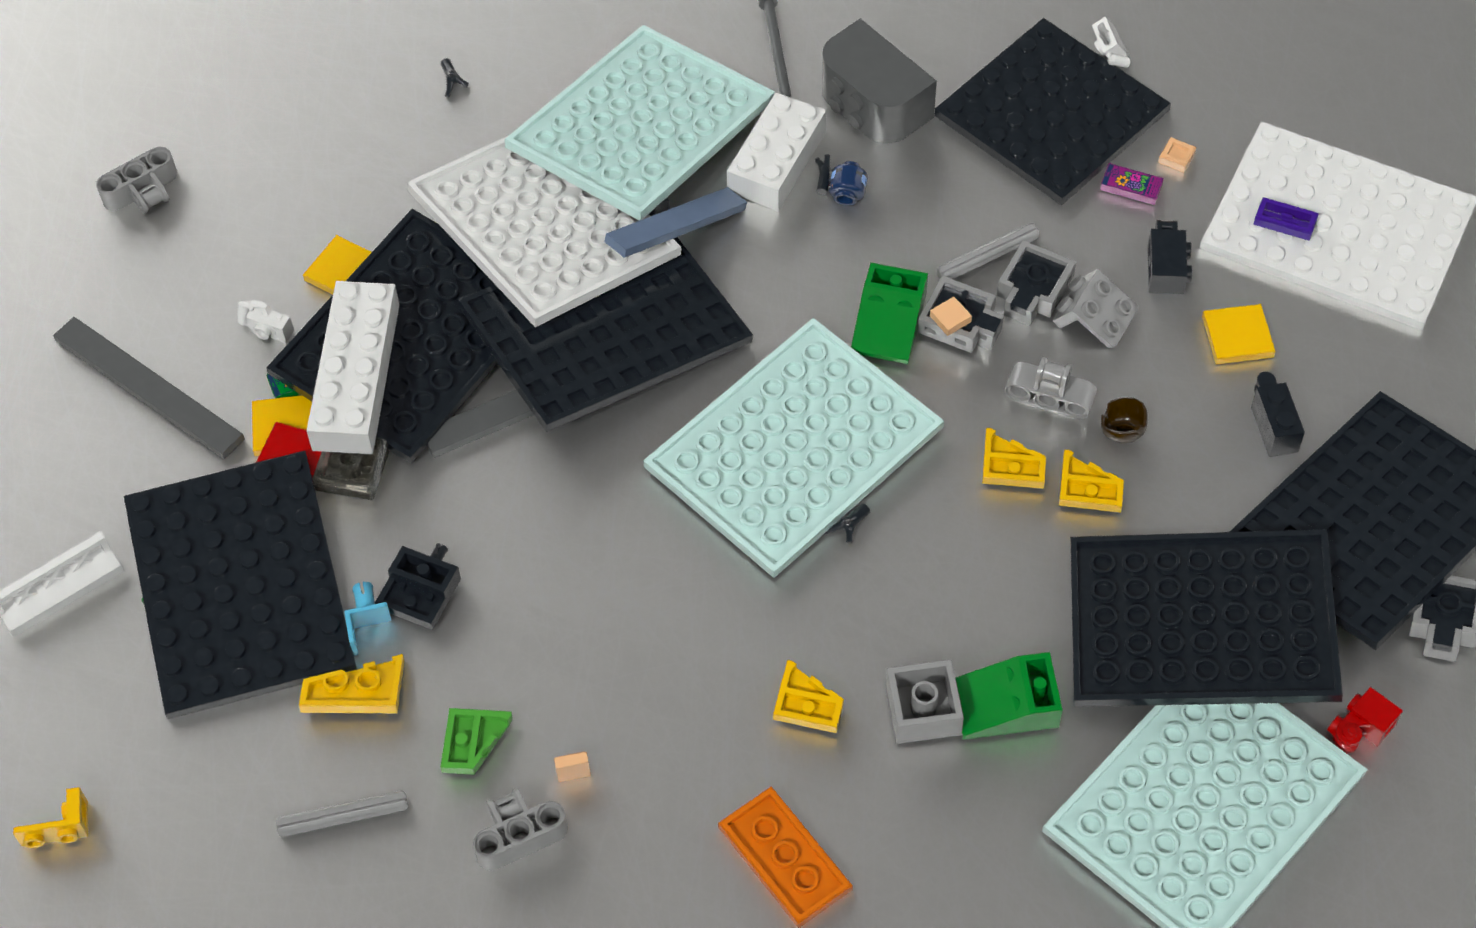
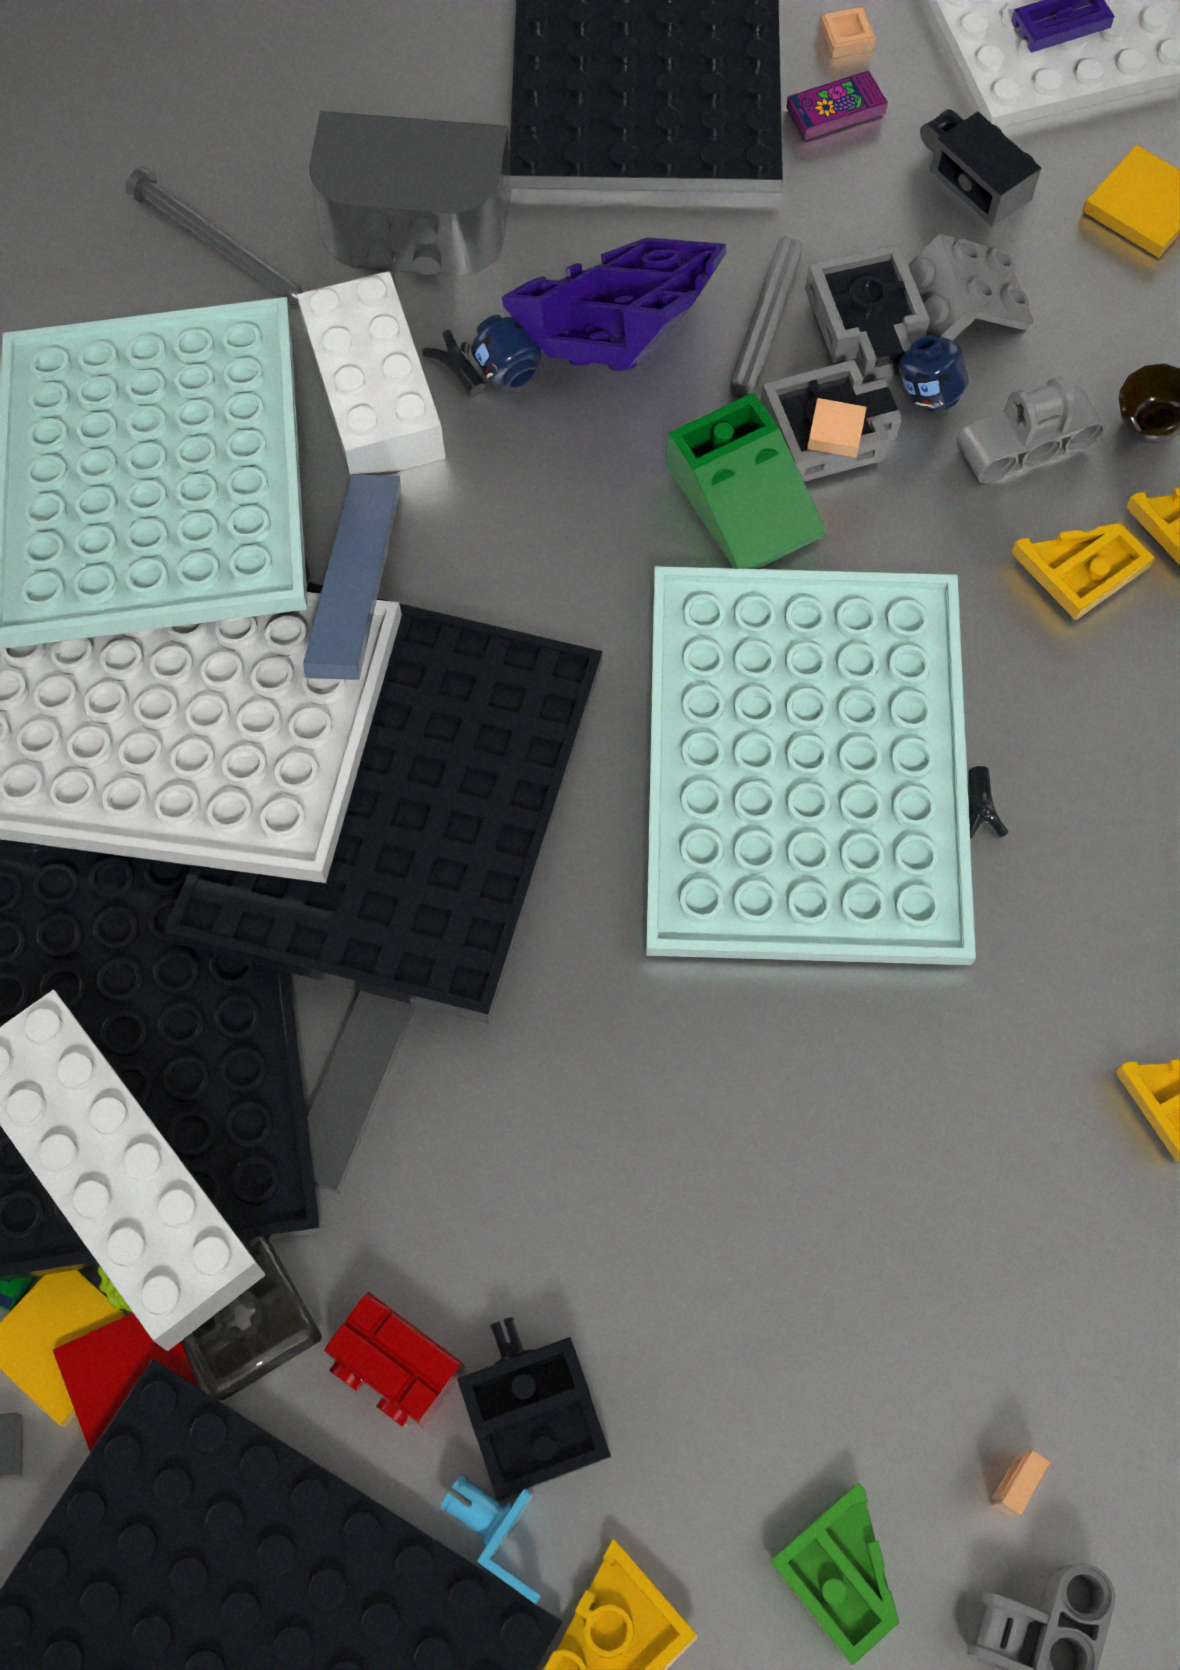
camera: 45 degrees left, 10 degrees up
(388, 523) = (394, 1361): none -> red brick
(917, 198) = (618, 307): none -> dark purple wedge
(1030, 329) = (934, 373): none -> dark blue head

